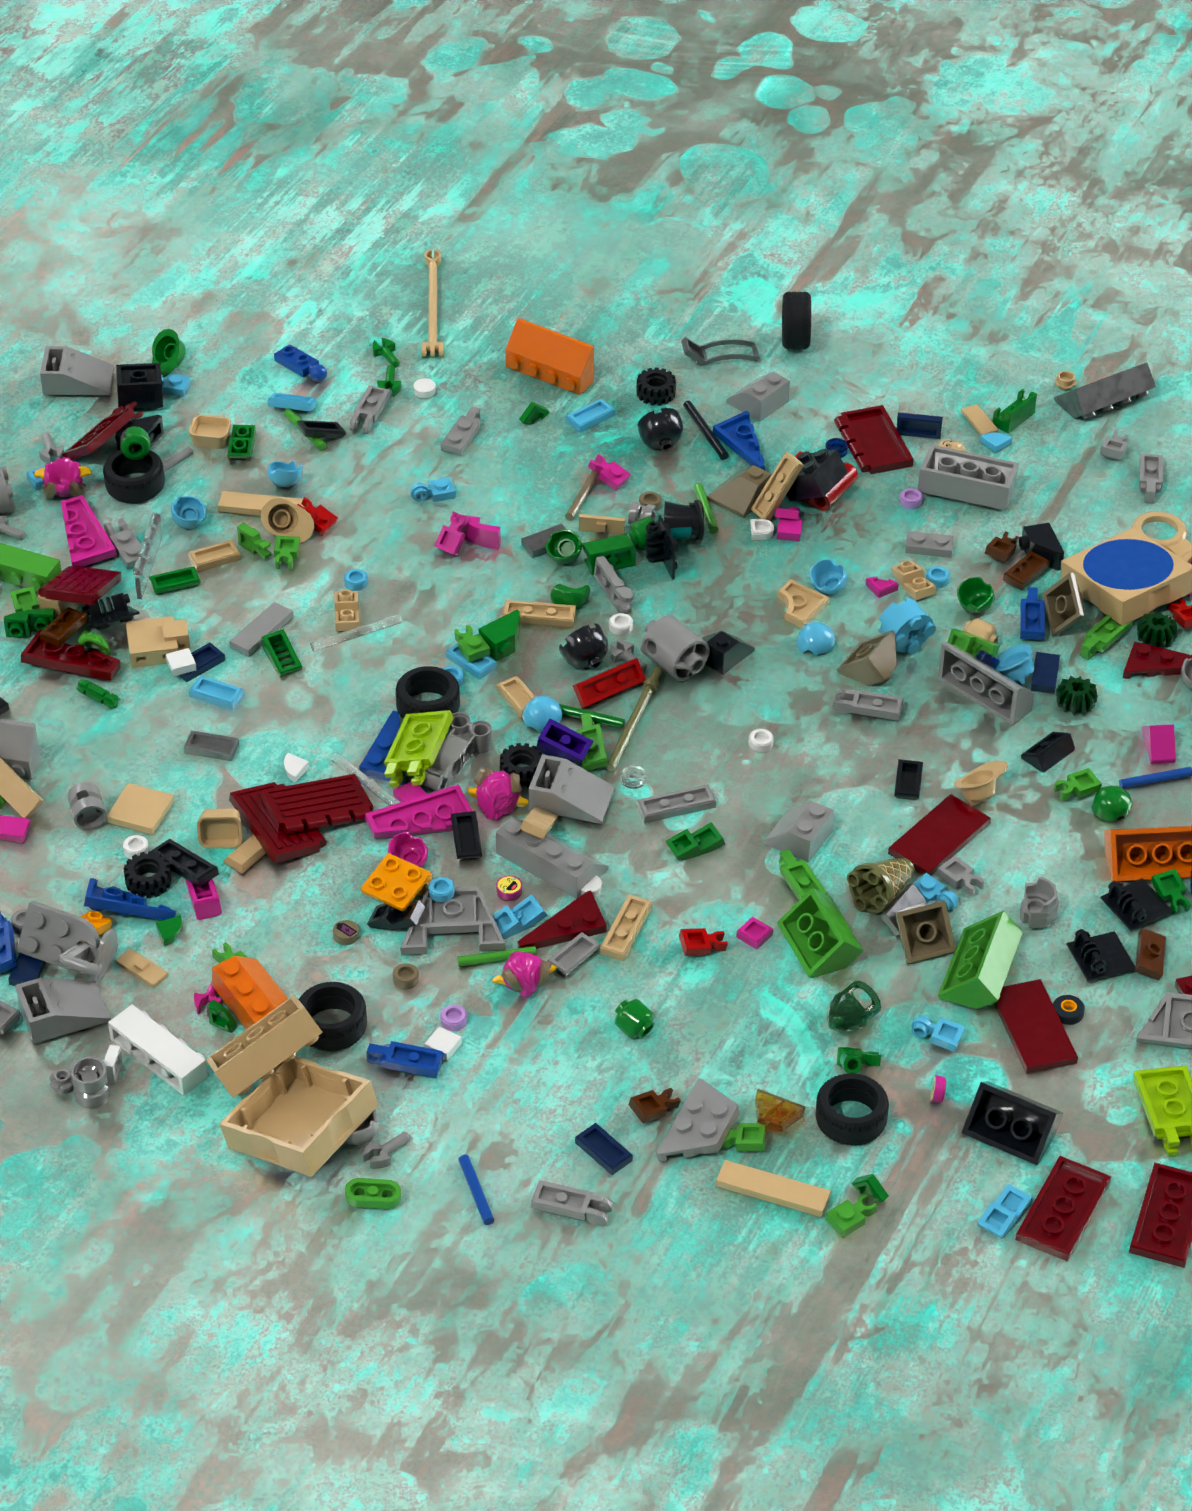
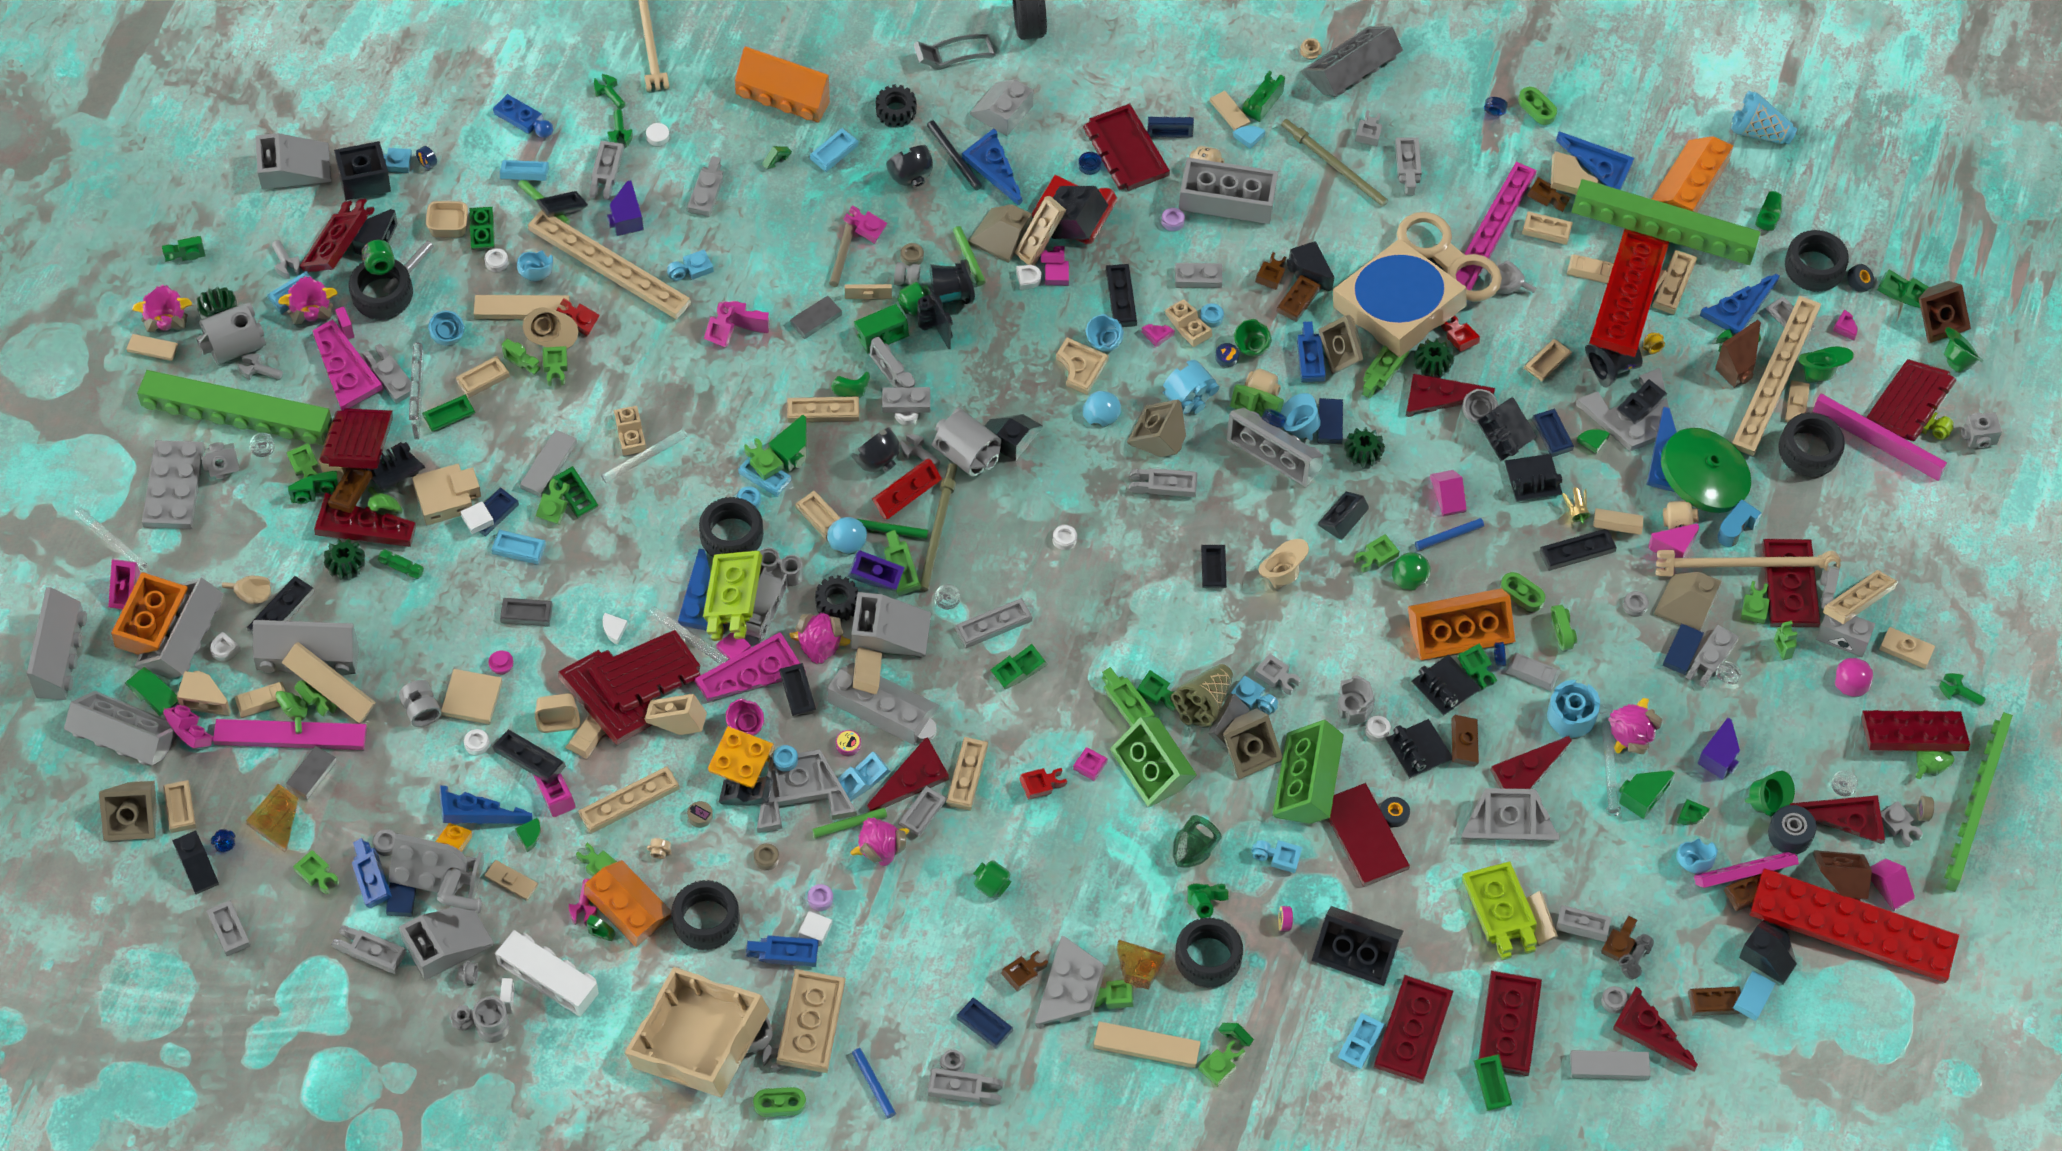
camera: 10 degrees left, 15 degrees up
(44, 682) = (344, 559): none -> dark green gear
(78, 1041) = (468, 973): none -> light grey plate
(93, 499) = (344, 322): none -> dark pink tile
(147, 864) = (495, 761): black tyre -> none
(168, 351) = (382, 122): green piece -> none
(176, 783) = (501, 662): none -> dark pink plate
(202, 383) = (426, 157): none -> dark blue tile
(249, 468) = (496, 260): none -> white tile
(257, 661) = (552, 505): none -> bright green plate
(264, 1046) = (651, 965): tan brick -> none
(276, 912) = (628, 799): none -> tan tile
(297, 955) = (659, 848): none -> tan plate
(341, 841) = (677, 714): none -> tan slope
(355, 579) = (631, 389): medium azure tile -> none
(357, 480) = (609, 264): none -> tan plate
(380, 441) = (625, 211): none -> dark purple slope
(421, 1124) = (811, 1021): none -> tan tile
(563, 1173) = (953, 1055): none -> light grey plate
(564, 546) = (835, 326): green hair -> none
(622, 610) = (906, 400): none -> light grey plate
(802, 830) = (1118, 641): light grey slope -> none
(832, 874) = (1155, 689): none -> green plate
(850, 551) = (1121, 294): none -> black tile
(940, 835) = (1251, 628): dark red tile -> none
(948, 609) = (1227, 355): none -> dark blue tile
(1048, 446) = (1302, 136): none -> olive bar
(1059, 934) = (1377, 728): none -> white tile
(1144, 1265) = (1492, 1082): none -> green tile

